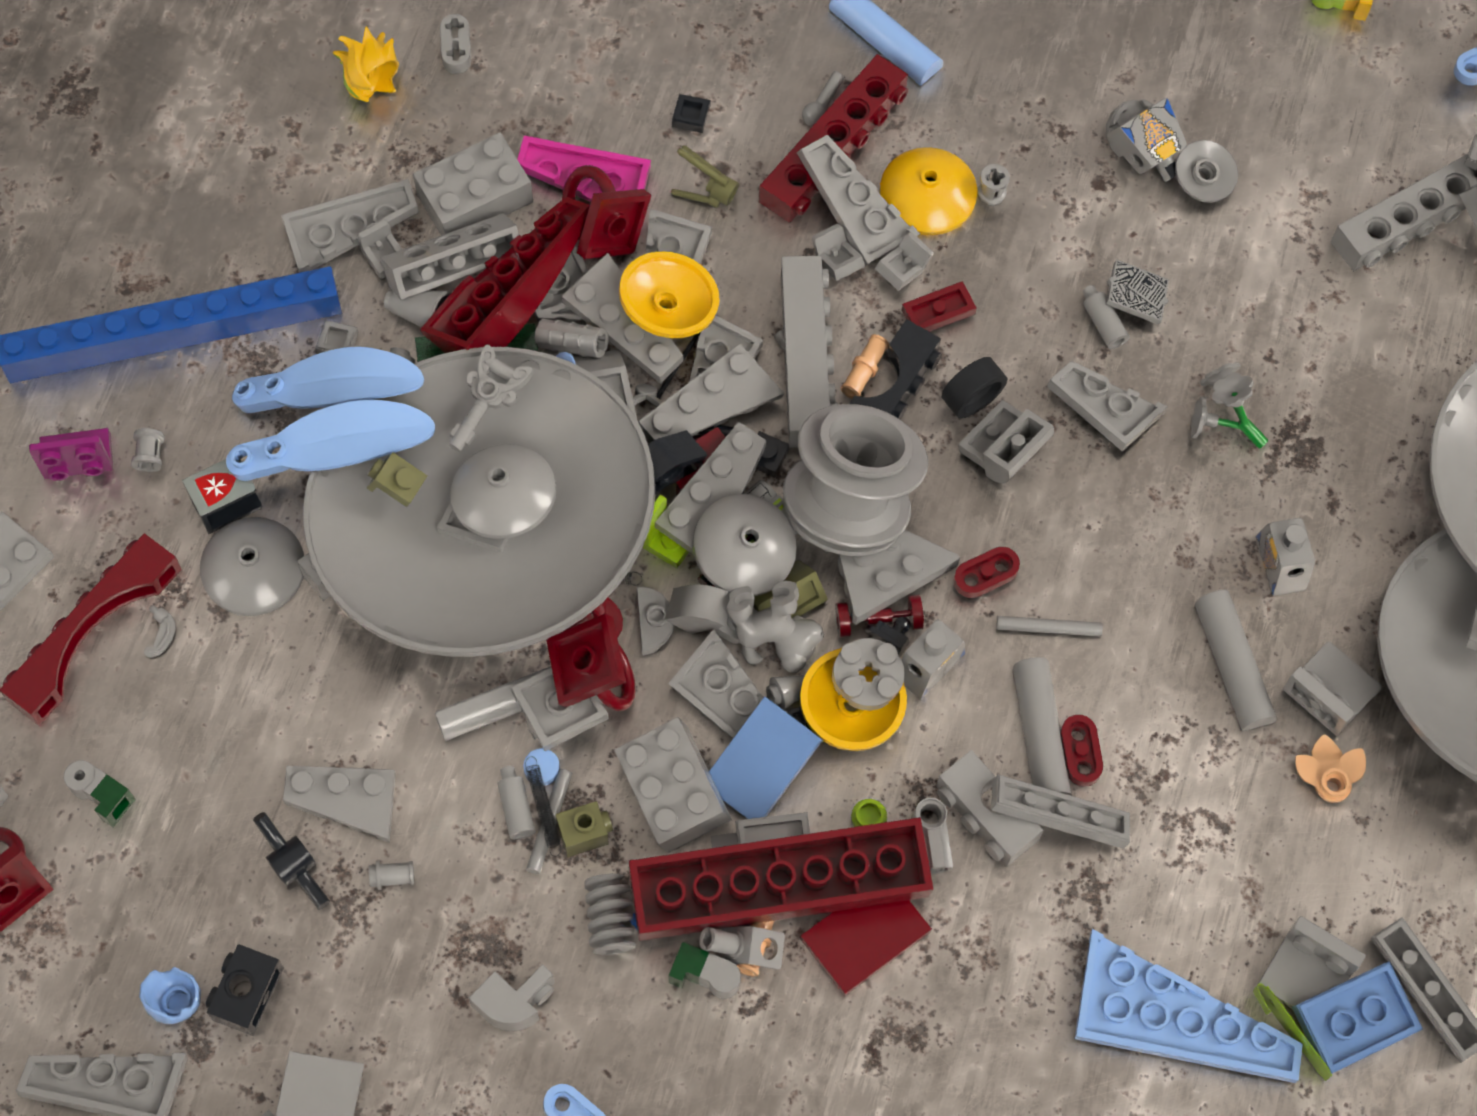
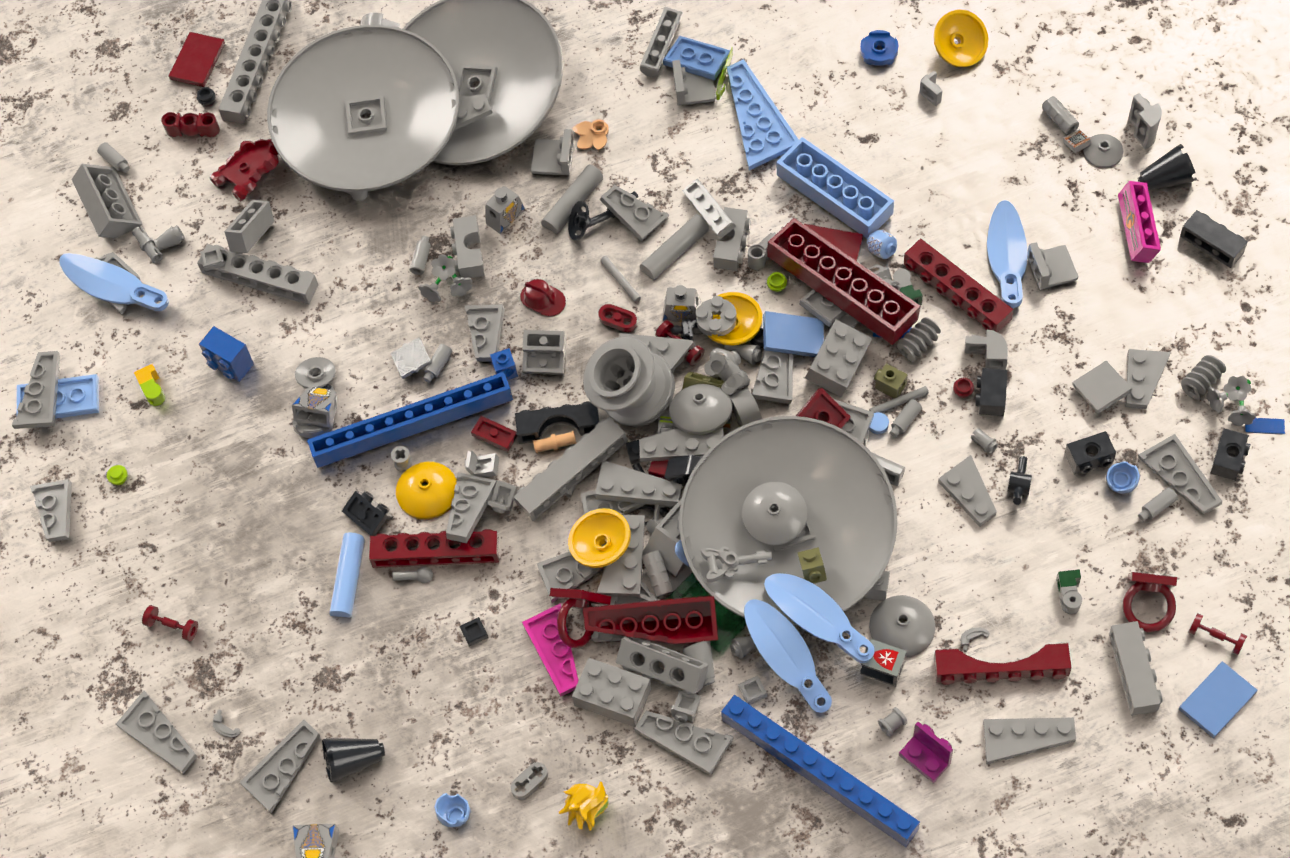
camera: 120 degrees left, 5 degrees down
(98, 1012) = (1158, 504): none -> light grey cylinder
(447, 944) = (992, 392): none -> black brick
(491, 918) = (963, 387): none -> dark red plate
(545, 810) = (899, 403): black piece -> none
(629, 1059) = (969, 288): none -> dark red brick
(721, 188) = (509, 580): olive plant -> none
(802, 1000) = (882, 244): none -> light blue head
(951, 1011) = (835, 187): none -> light blue brick
(952, 106) = (366, 512): none -> black bracket
(974, 387) = (528, 381): black tyre -> none
(1029, 383) = (503, 362): none -> blue brick
(1038, 222) = (410, 420): none -> blue brick
(1083, 751) = (668, 224): dark red plate -> none
(1101, 512) = (543, 298): none -> dark red piece
(1140, 712) = (633, 213): none -> light grey wing
(1178, 638) = (581, 221): none -> black dish
(1238, 454) = (468, 261): none -> light grey arch
(1296, 410) = (420, 256): none -> light grey cylinder
(1316, 85) = (226, 354): none -> blue brick

